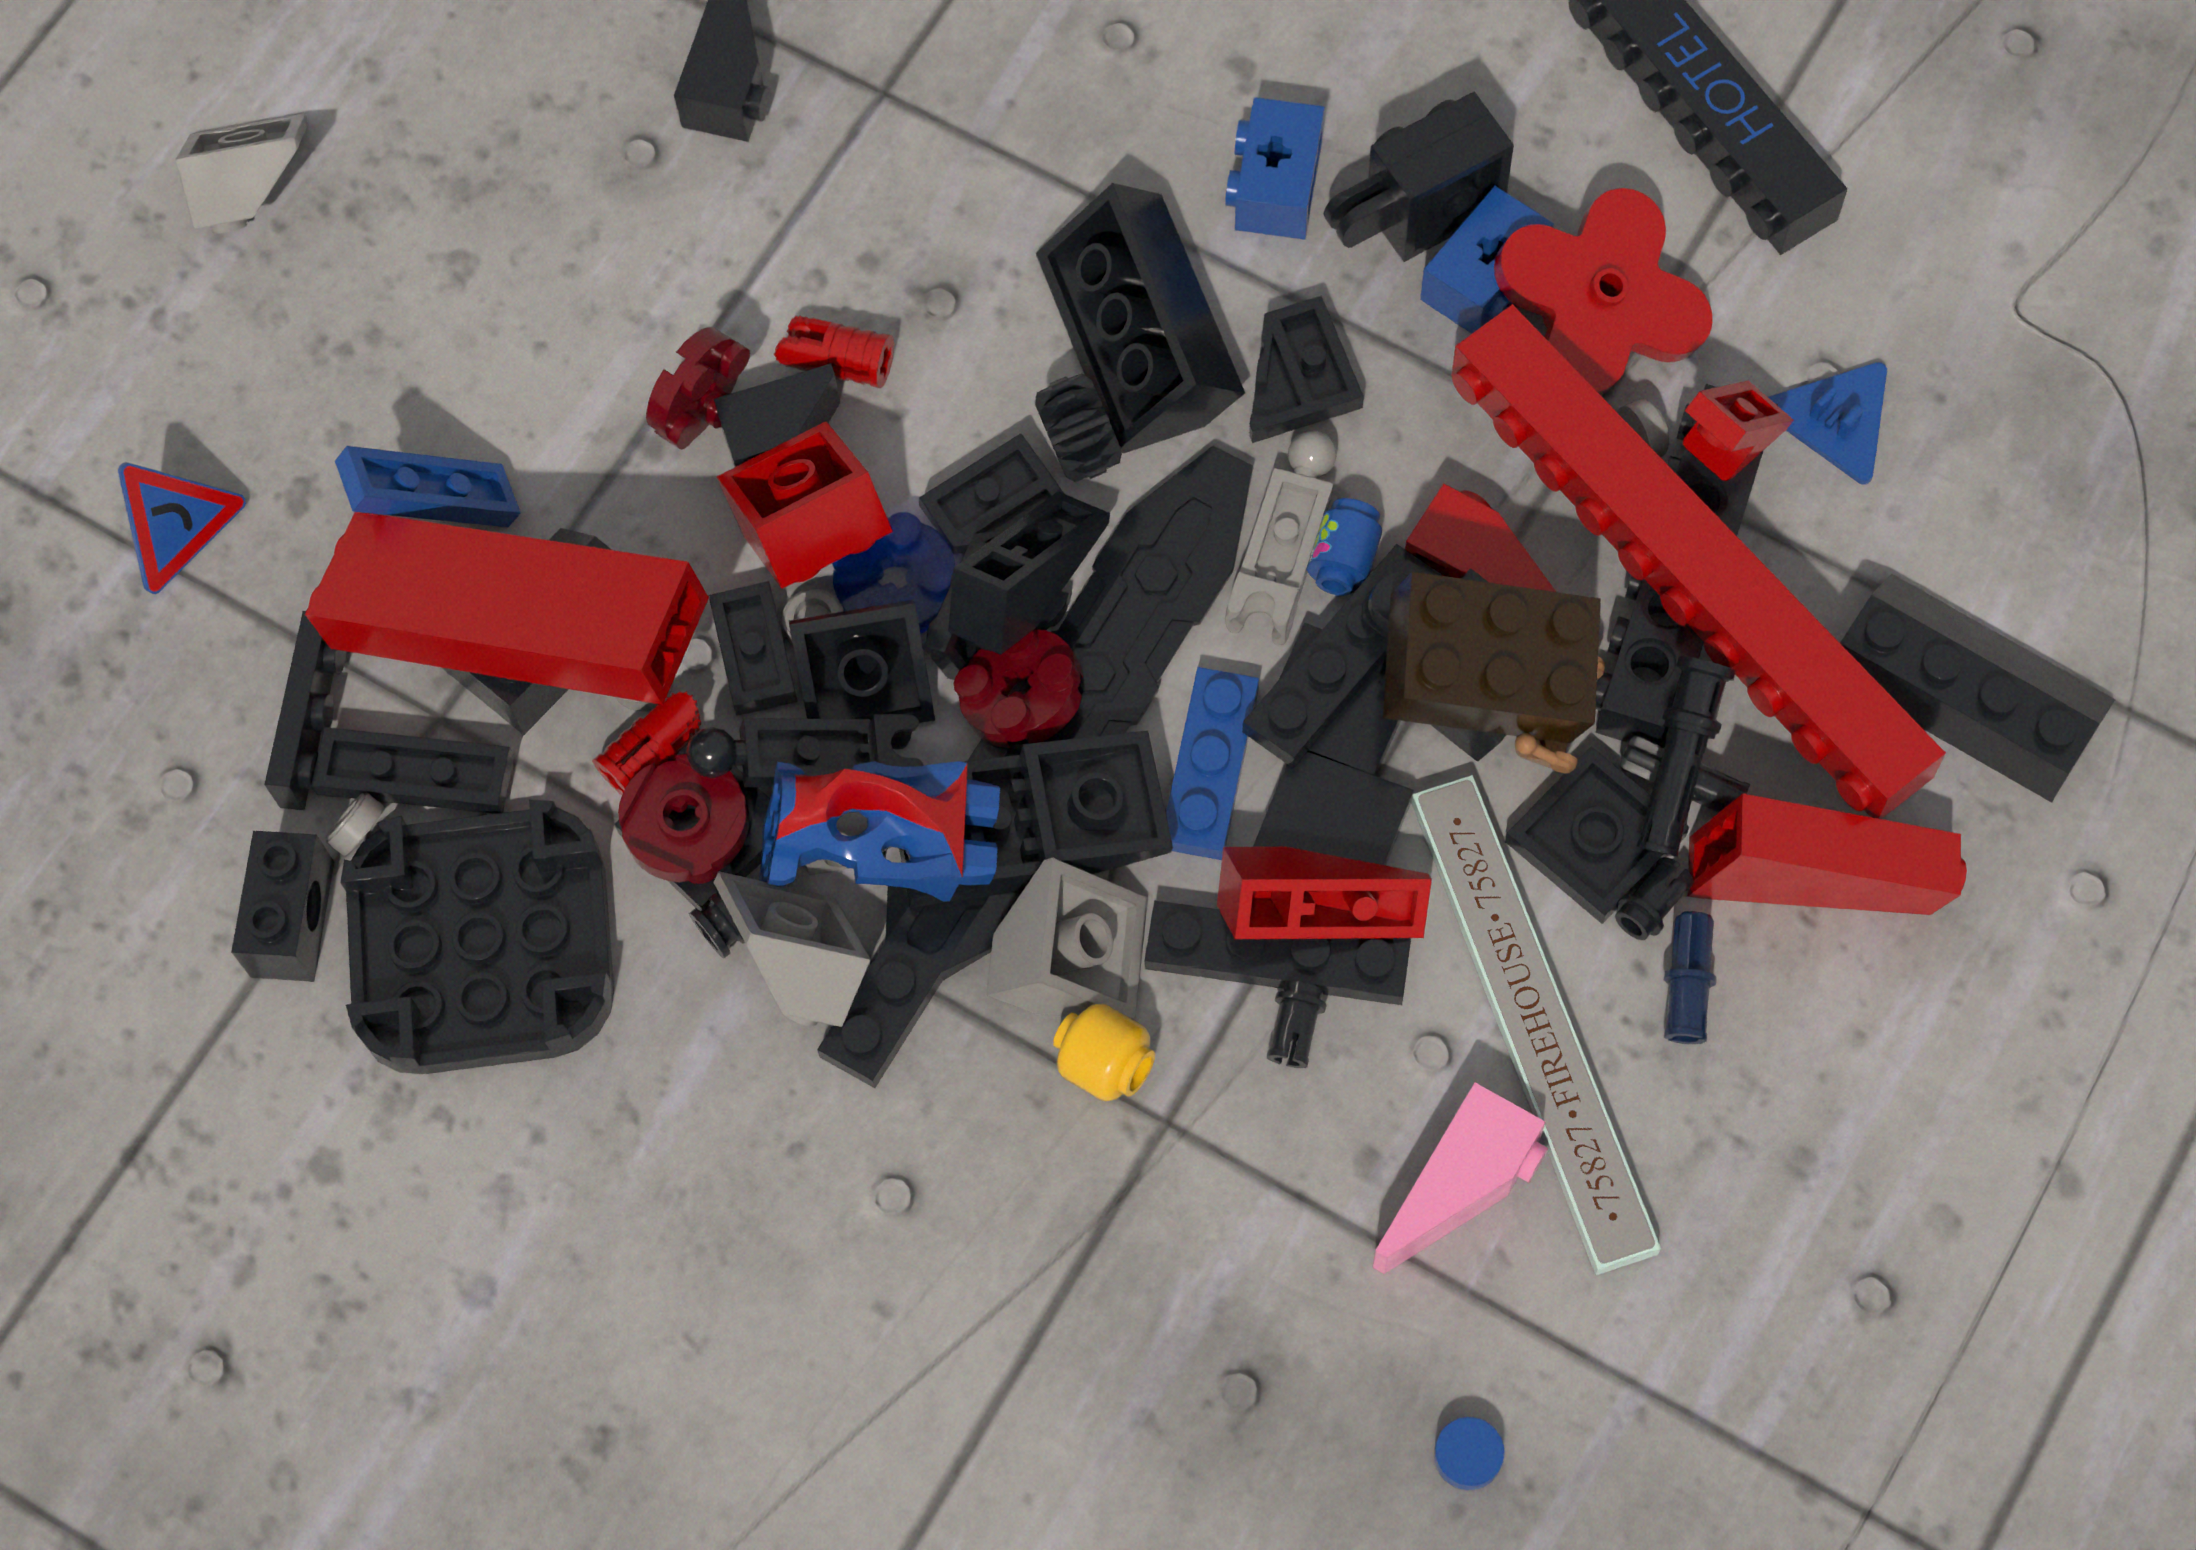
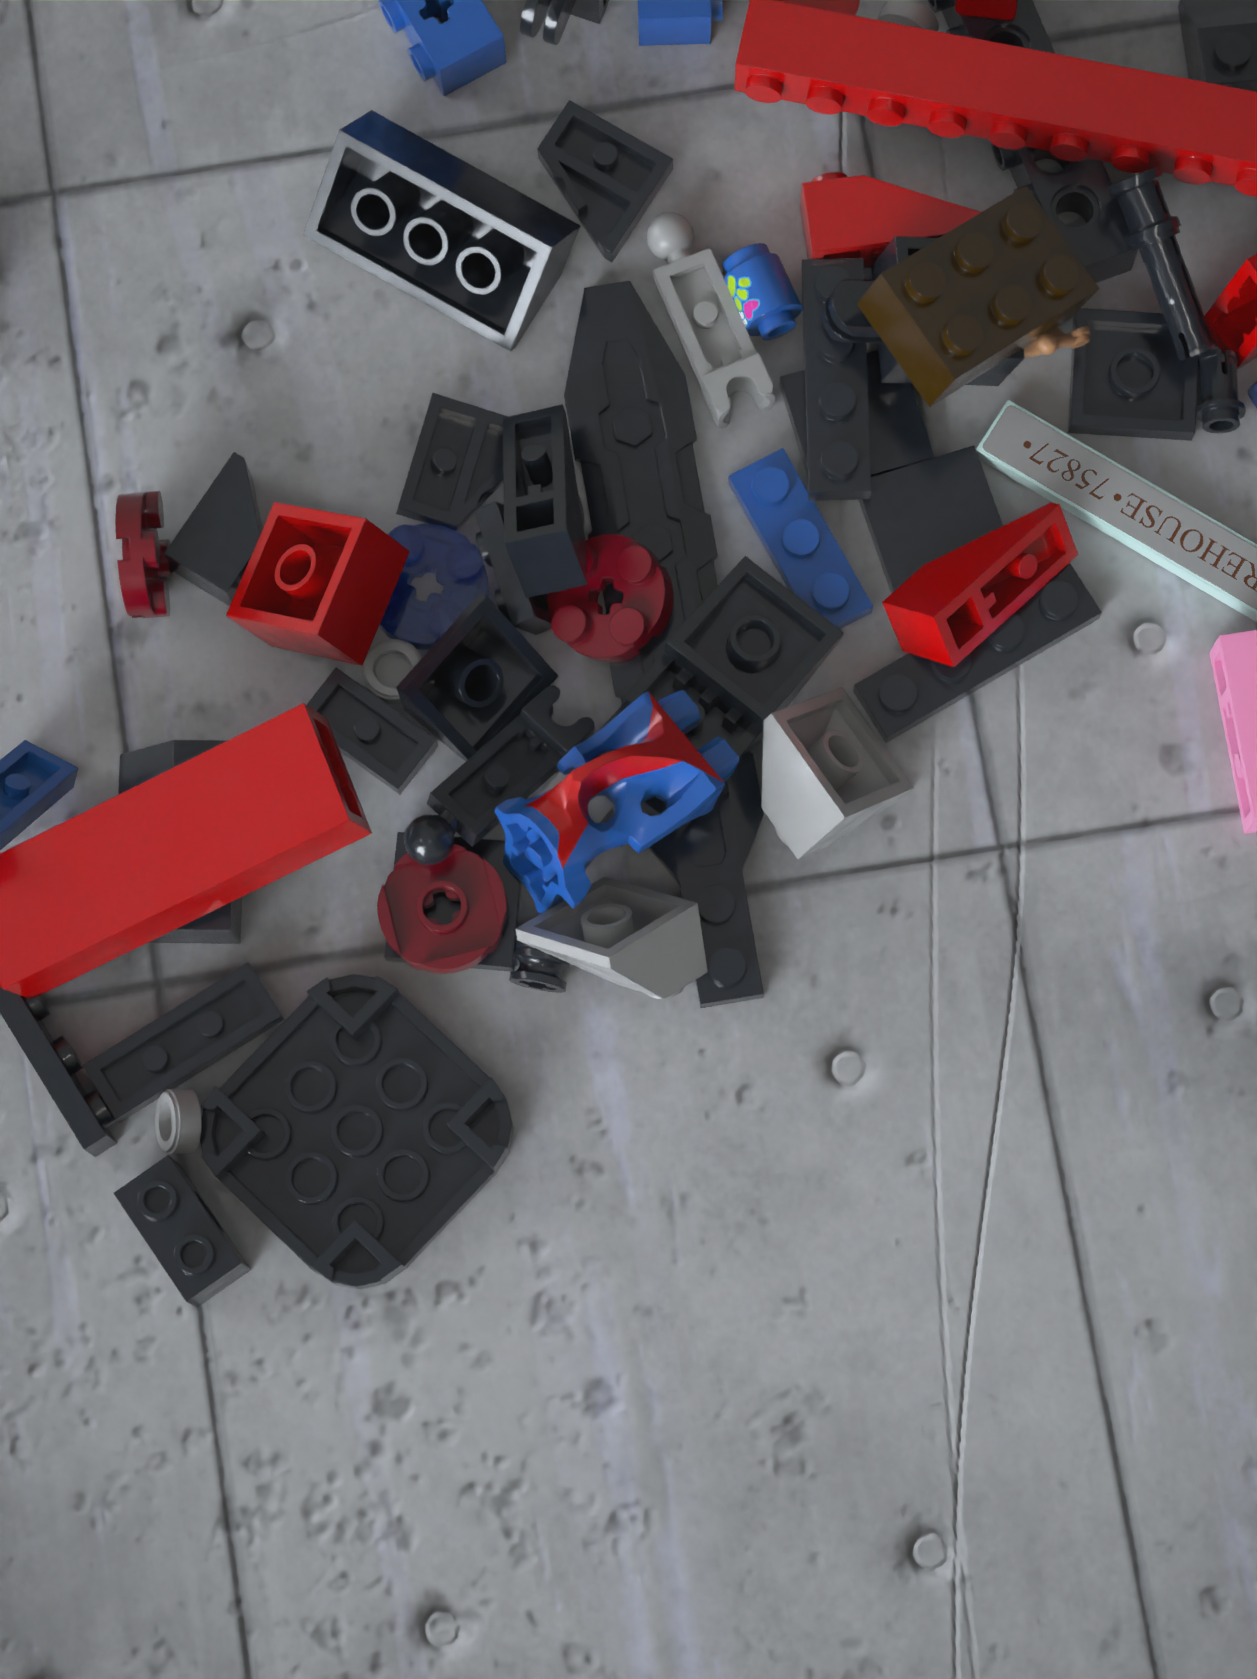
camera: 40 degrees left, 10 degrees up
(650, 740) = (356, 860): red hinge -> none
(851, 351) = (212, 438): red hinge -> none
(1078, 427) = (476, 353): black gear -> none
(1103, 1052) = (921, 832): yellow head -> none
(1295, 1021) = (1039, 695): black pin -> none
(1712, 788) = (1134, 285): black axle -> none

